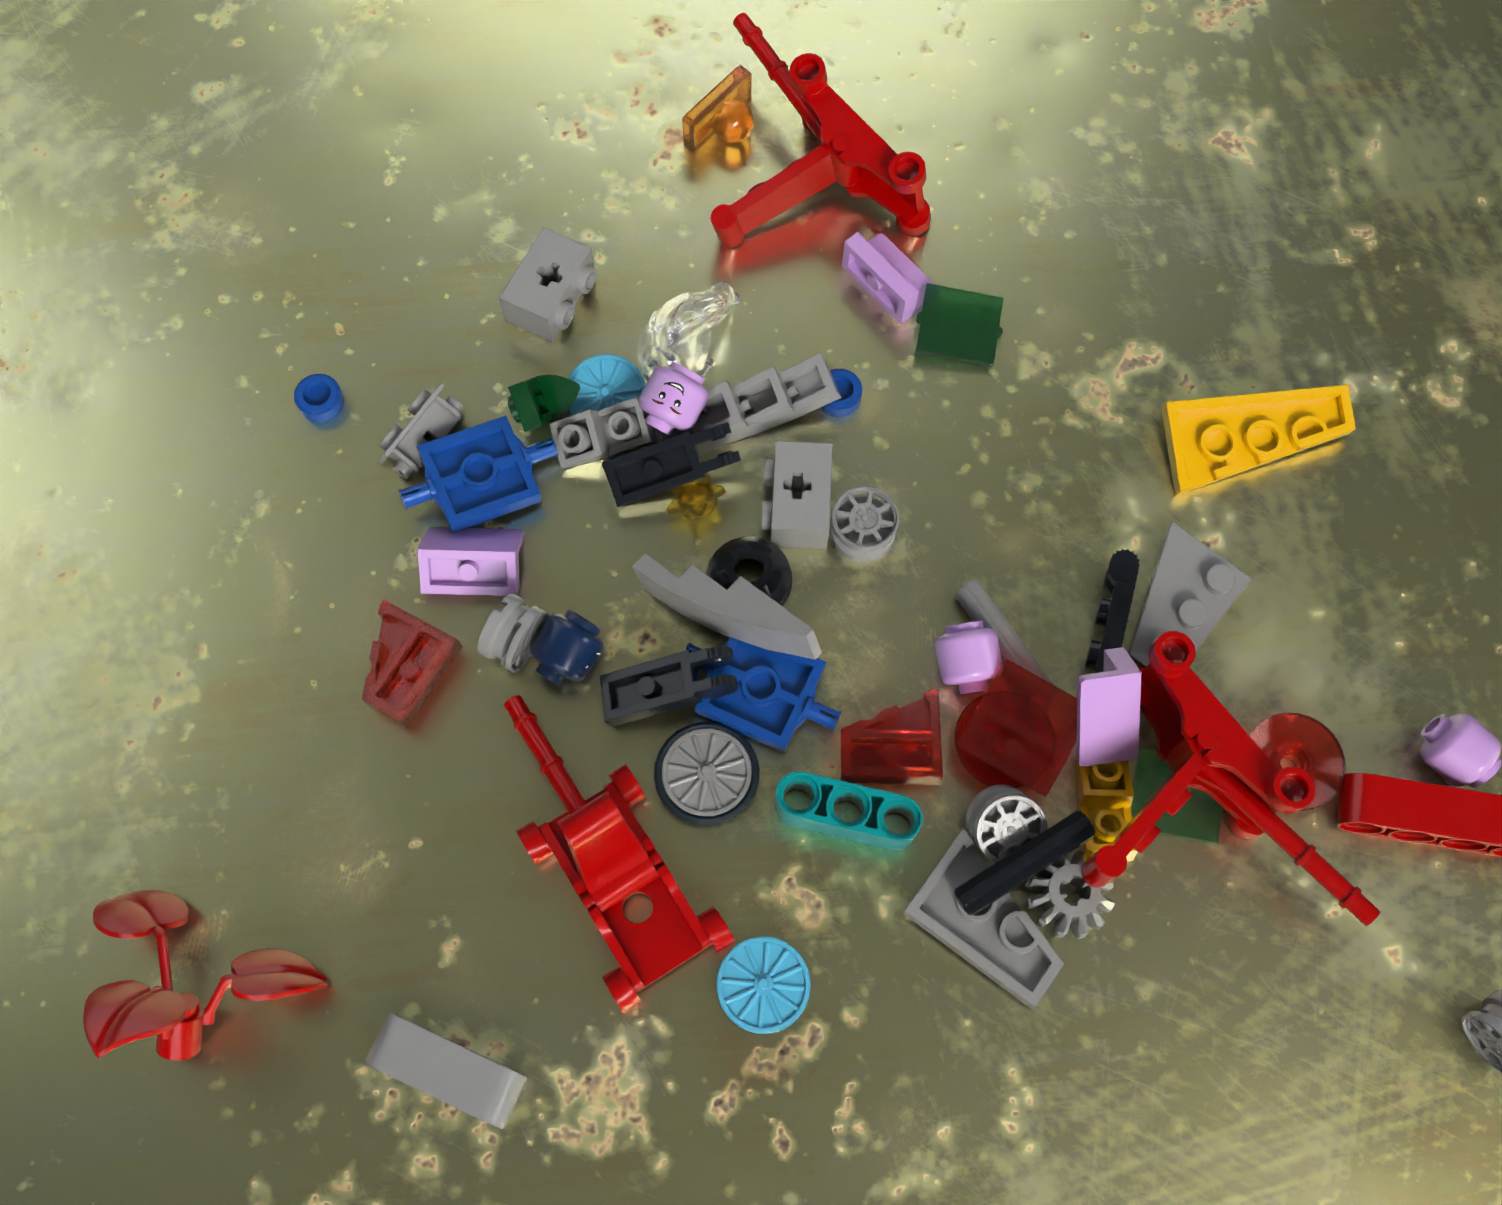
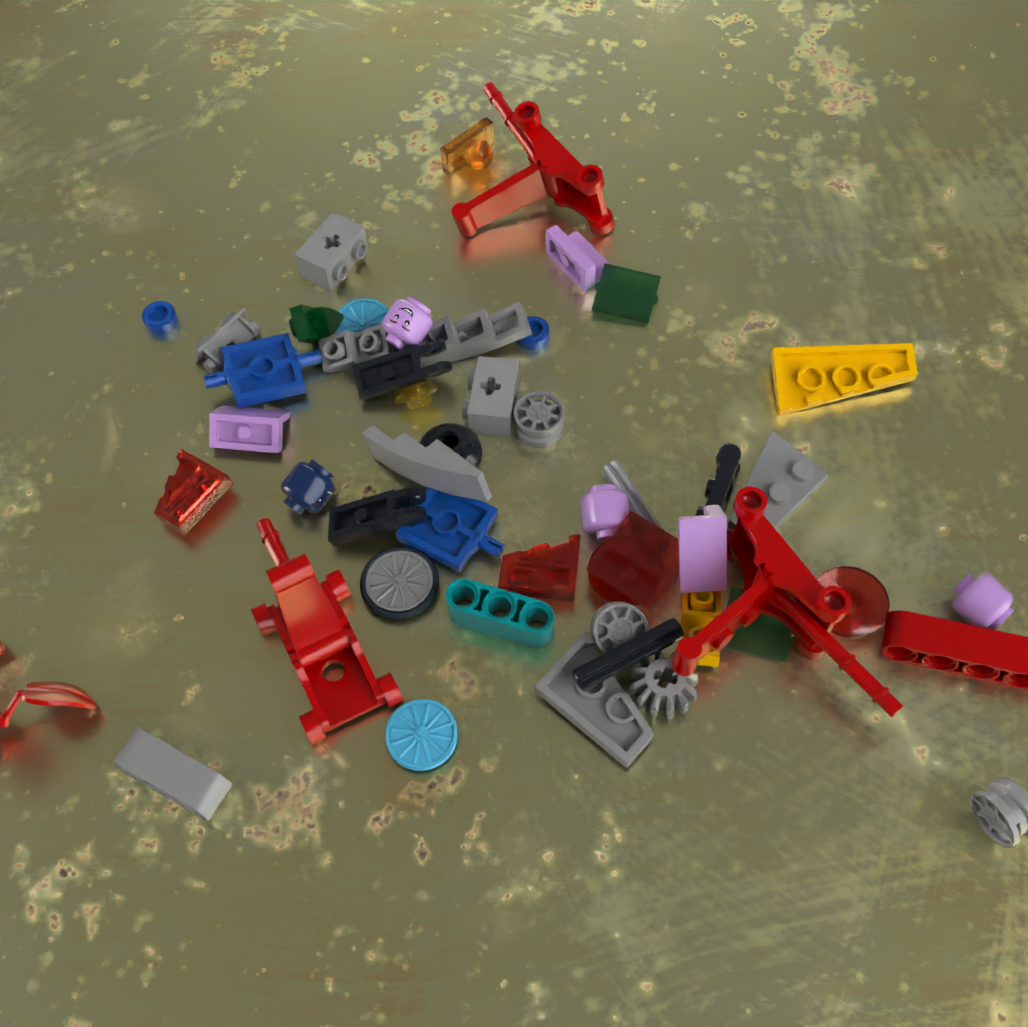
camera: 10 degrees right, 10 degrees down
(511, 633) = (266, 473): light grey wheel -> none
(681, 329) = (422, 279): clear piece -> none

